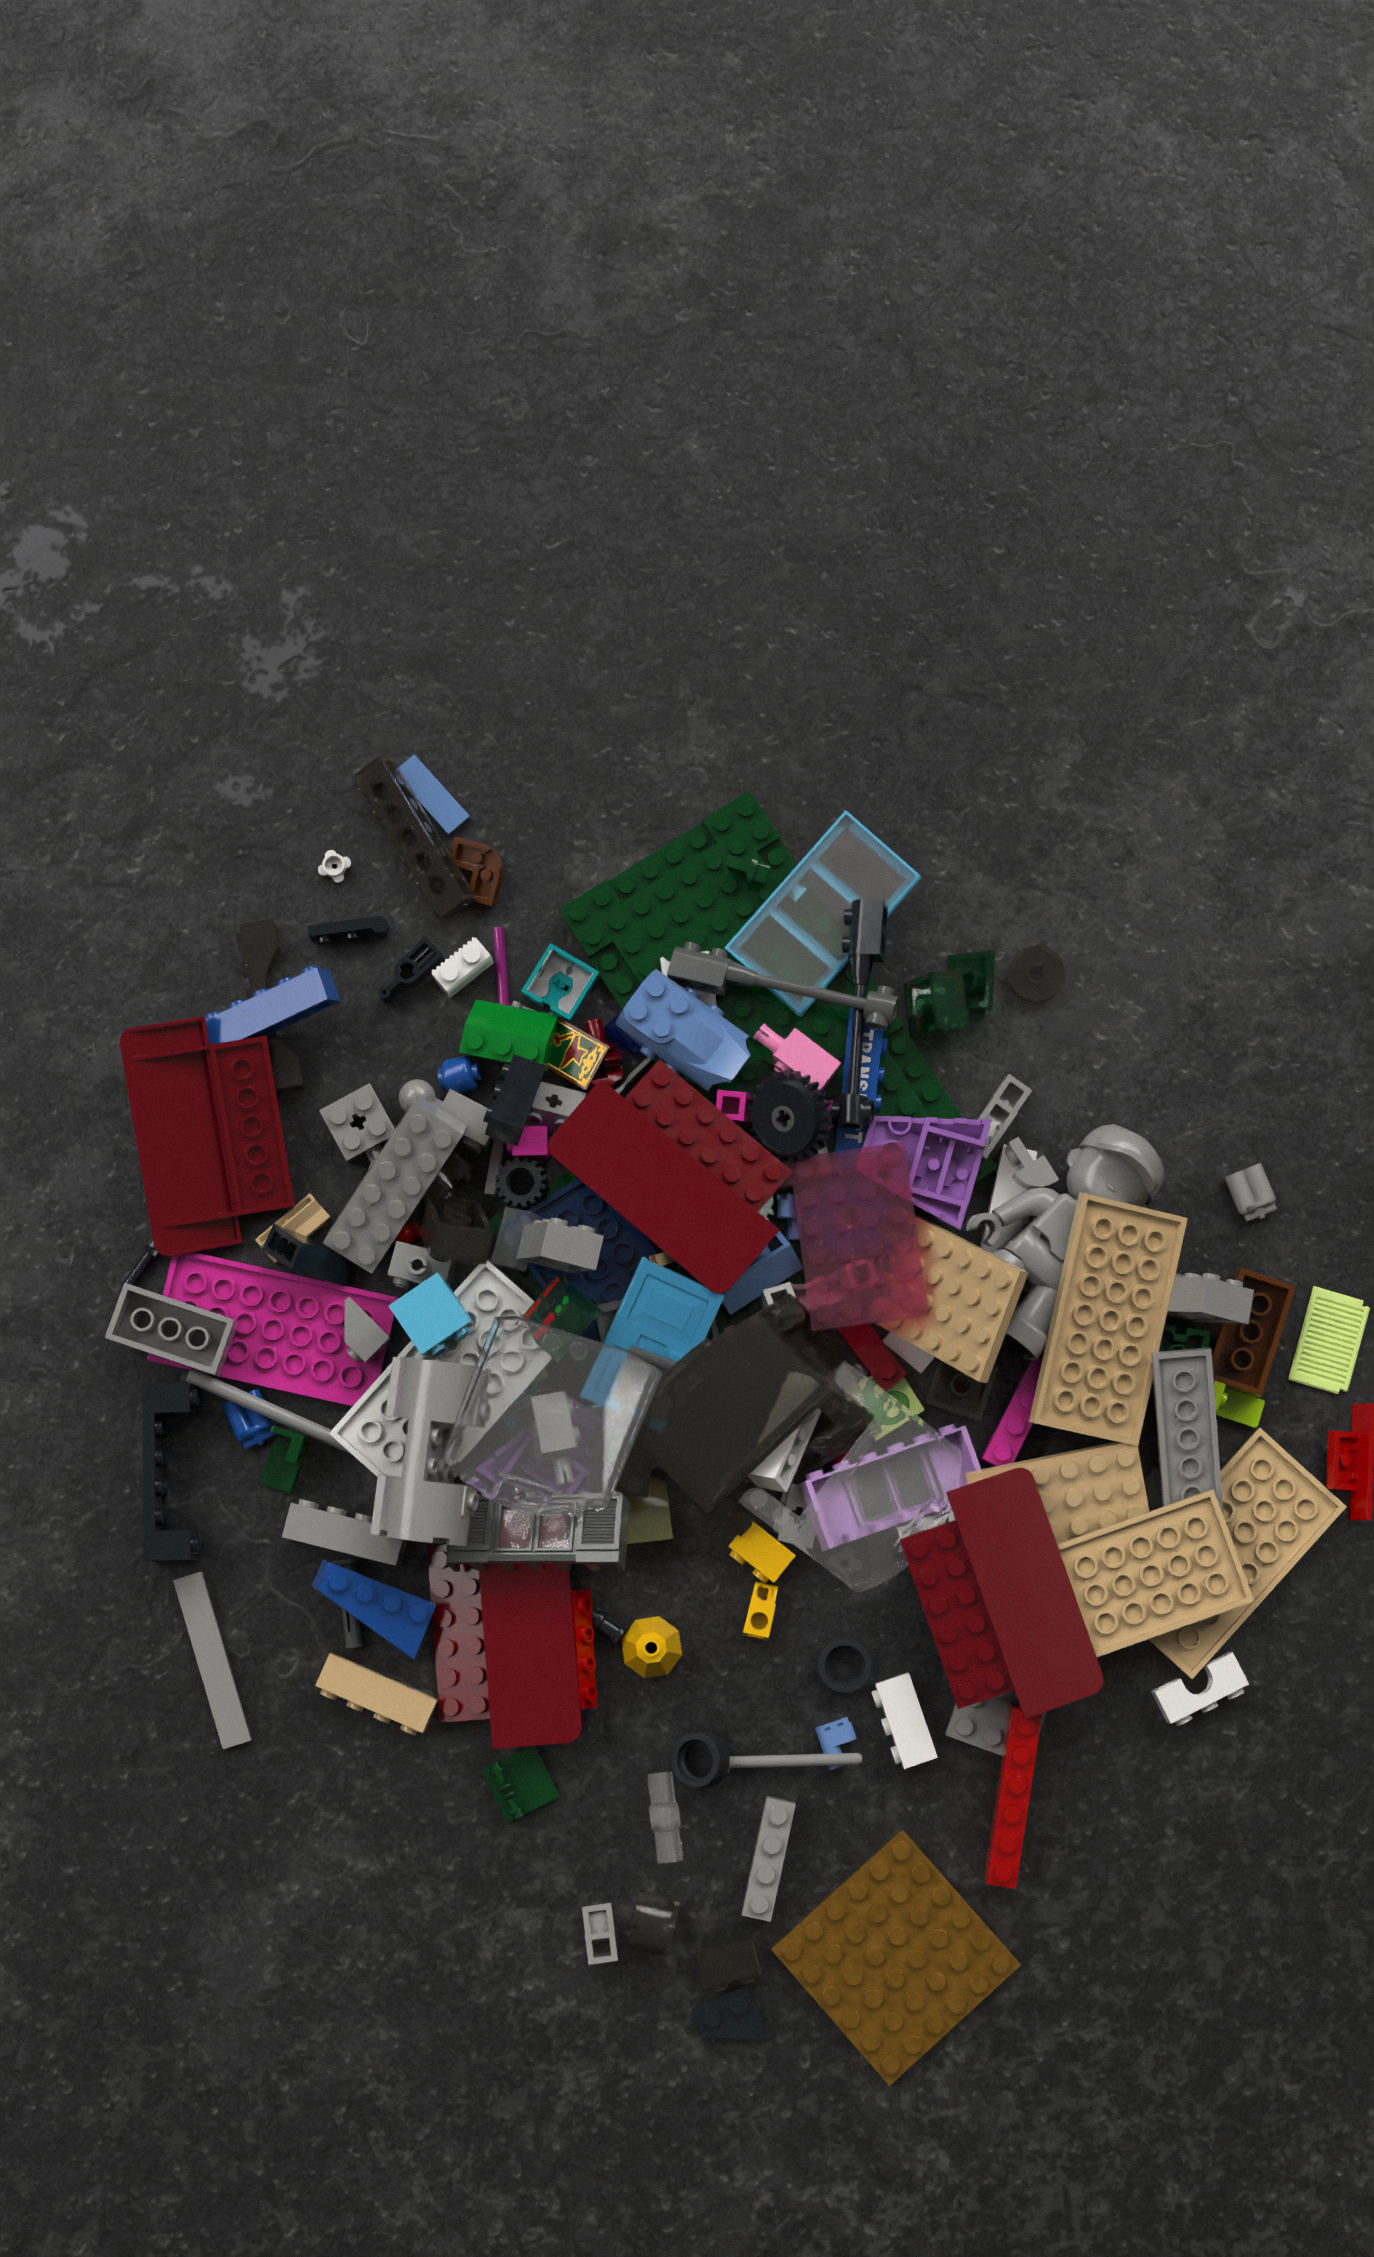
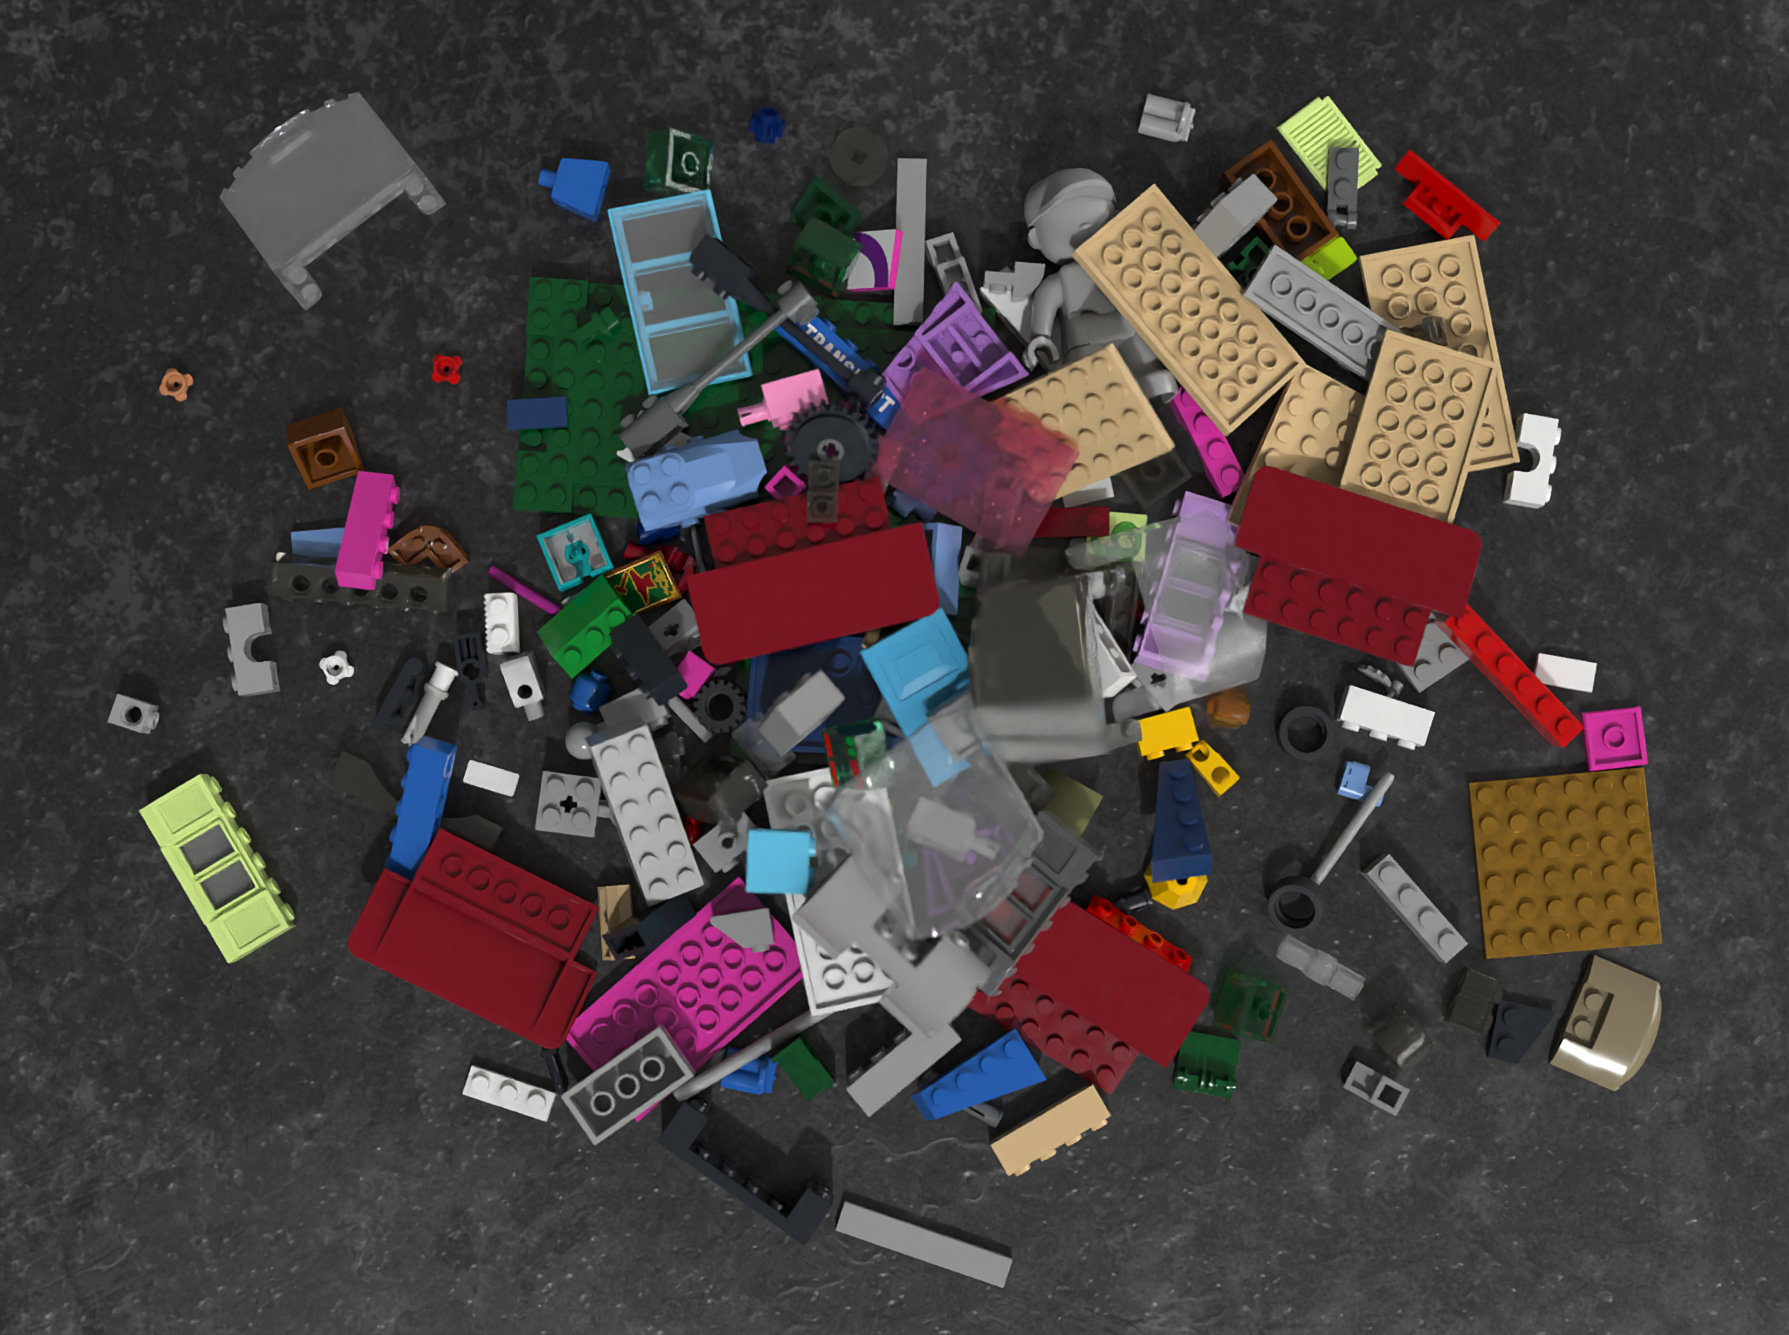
camera: 55 degrees left, 5 degrees up
(98, 1244) = (509, 1093): none -> white plate
(112, 890) = (218, 867): none -> yellowish green window
(180, 728) = (122, 711): none -> light grey brick
(314, 772) = (244, 626): none -> light grey arch
(335, 1048) = (491, 778): none -> white sticker
(371, 956) = (434, 691): none -> white pin
(437, 1010) = (520, 671): none -> light grey torso
(457, 810) = (366, 530): none -> dark pink brick
(464, 576) = (167, 386): none -> nougat plate
(498, 732) = (324, 448): none -> reddish brown slope
(591, 1783) = (1250, 1006): none -> clear green slope
(631, 770) = (440, 363): none -> red plate
(646, 873) = (537, 413): none -> dark blue tile
(688, 1616) = (1180, 833): none -> dark blue wedge
(699, 576) = (318, 184): none -> clear windscreen
(747, 1136) = (823, 491): none -> clear smoke slope
(791, 2092) = (1609, 1025): none -> dark tan slope
(817, 1589) = (1228, 709): none -> clear orange head
(849, 774) = (578, 185): none -> blue torso
(925, 838) = (677, 163): none -> clear green slope
(933, 1711) = (1394, 687): none -> light grey piece
(965, 1047) = (877, 261): none -> tile
(999, 1062) = (911, 221): none -> light grey tile
(1007, 884) = (767, 125): none -> clear blue gear
(1027, 1923) = (1614, 738): none -> dark pink tile
(1050, 1842) = (1565, 672): none -> white tile
(1242, 1530) = (1433, 330): none -> clear smoke tile
(1305, 1372) = (1342, 186): none -> dark grey plate

